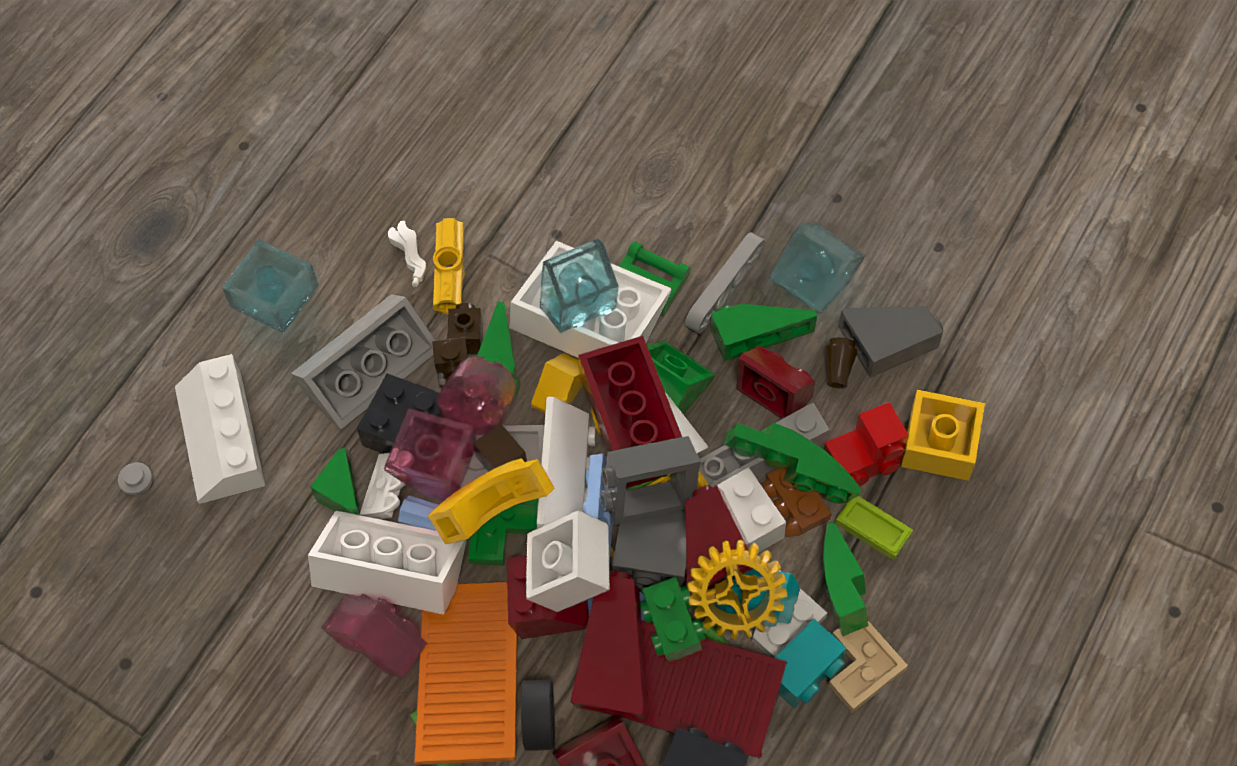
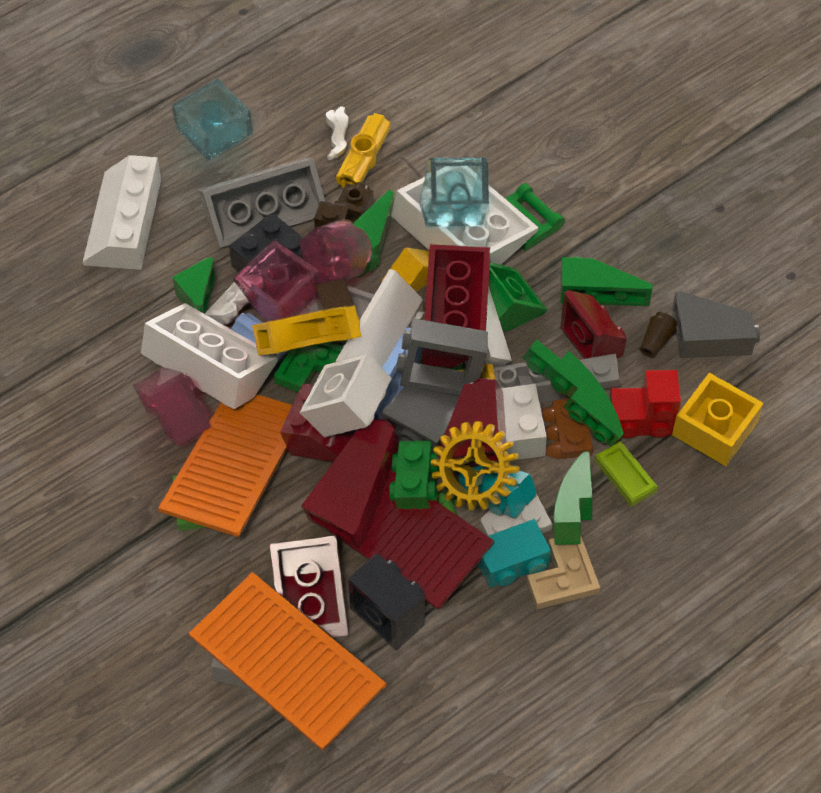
camera: 20 degrees right, 5 degrees down
(135, 479) = (42, 229): light grey plate -> none
(537, 715) = (272, 510): black tyre -> none
(725, 282) = (589, 239): light grey beam -> none
(816, 266) = (673, 252): clear light blue slope -> none

